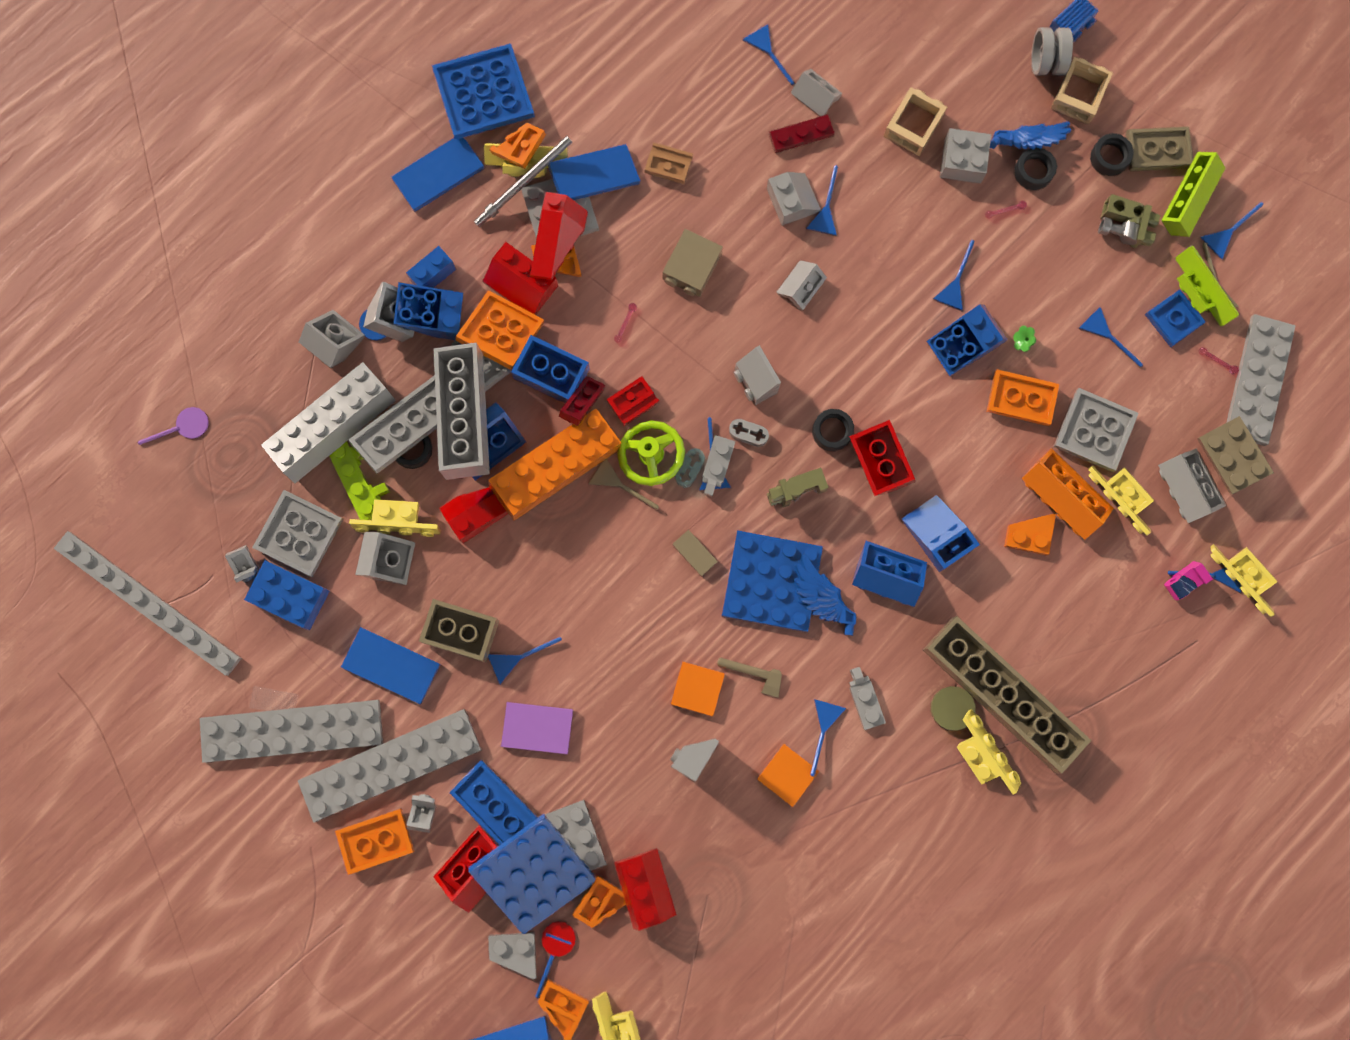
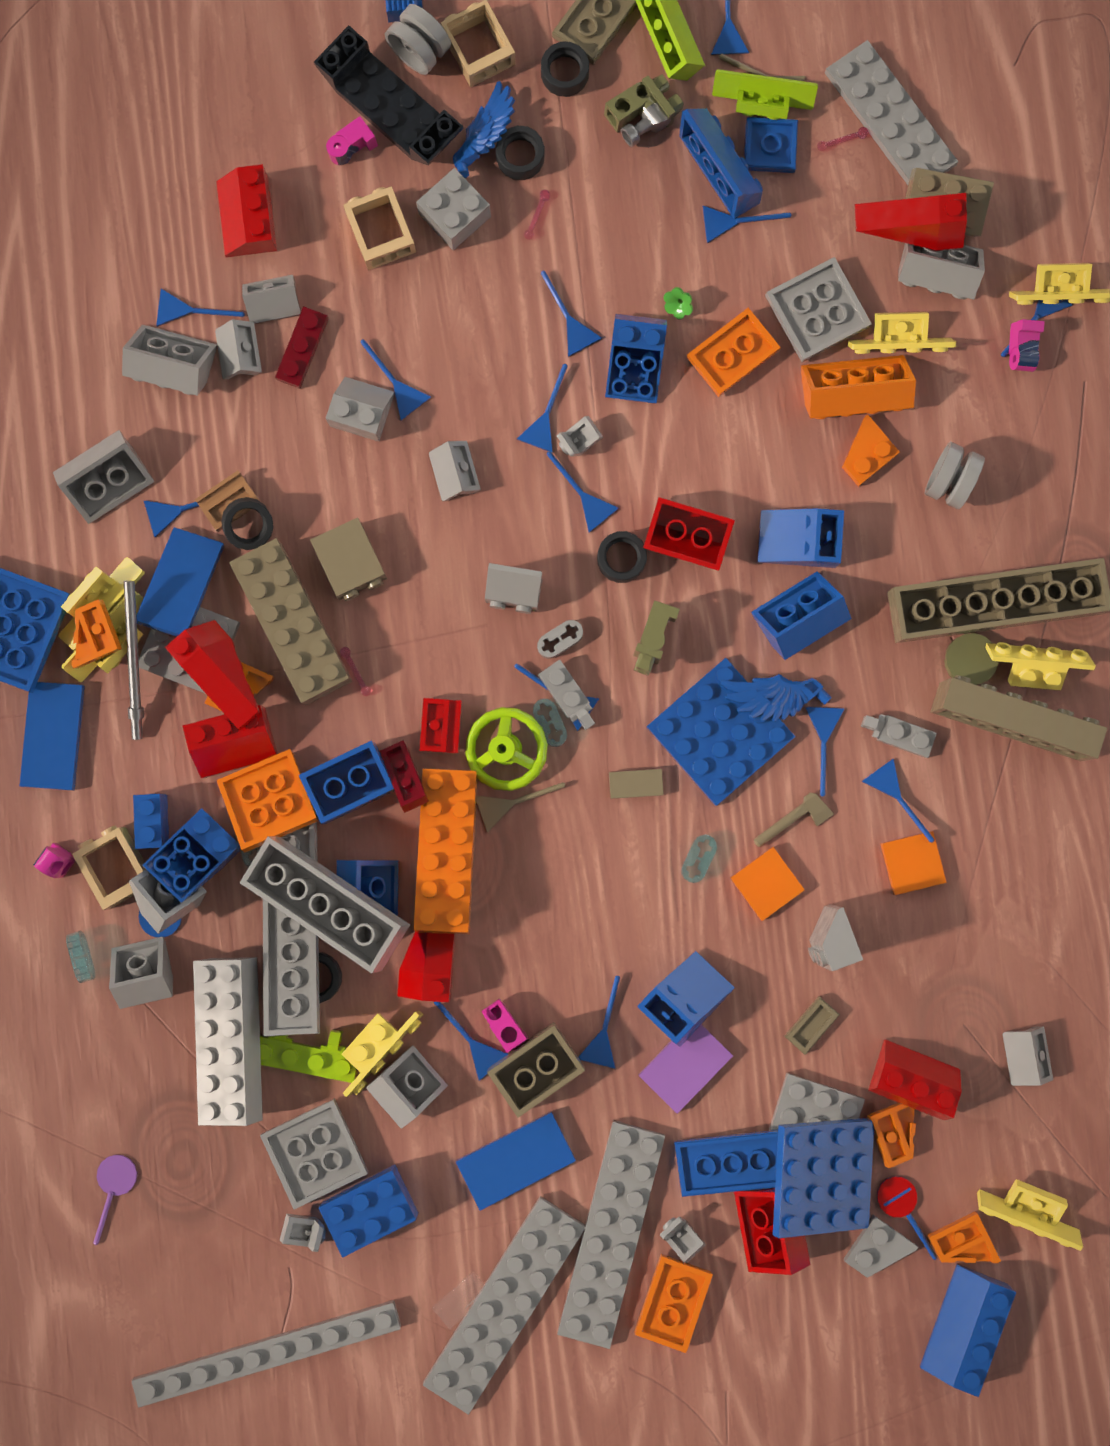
camera: 50 degrees left, 5 degrees up
(313, 294) = (80, 956): none -> clear light blue beam
(360, 230) = (54, 861): none -> dark pink leg
(371, 288) = (89, 846): none -> tan window
(443, 590) = (482, 1054): none -> blue piece
(472, 590) = (504, 1026): none -> dark pink leg
(554, 128) = (99, 586): none -> light yellow bracket
(580, 692) = (686, 998): none -> blue slope
(622, 79) = (103, 477): none -> light grey slope
(623, 258) = (290, 622): none -> dark tan brick
(628, 132) = (162, 514): none -> blue piece
(628, 791) = (811, 1025): none -> dark tan tile
(677, 626) = (704, 861): none -> clear light blue beam
(679, 184) = (251, 543): none -> black tyre
(720, 955) = (1028, 1057): none -> light grey panel
(727, 60) = (168, 359): none -> light grey slope
(769, 97) = (238, 349): none -> light grey panel
(833, 644) = (824, 722): none -> blue piece
(849, 390) = (594, 508): none -> blue piece
(858, 36) = (246, 211): none -> red slope
(870, 318) = (539, 432): none -> blue piece
(887, 344) = (579, 437): none -> light grey bracket
(938, 769) = (1019, 719): none -> dark tan brick
(954, 62) = (349, 141): none -> dark pink leg
(999, 61) = (385, 98): none -> black slope
(1064, 603) = (954, 475): none -> light grey wheel
(1136, 293) = (719, 161): none -> blue slope
(1207, 445) = (921, 221): none -> red wedge

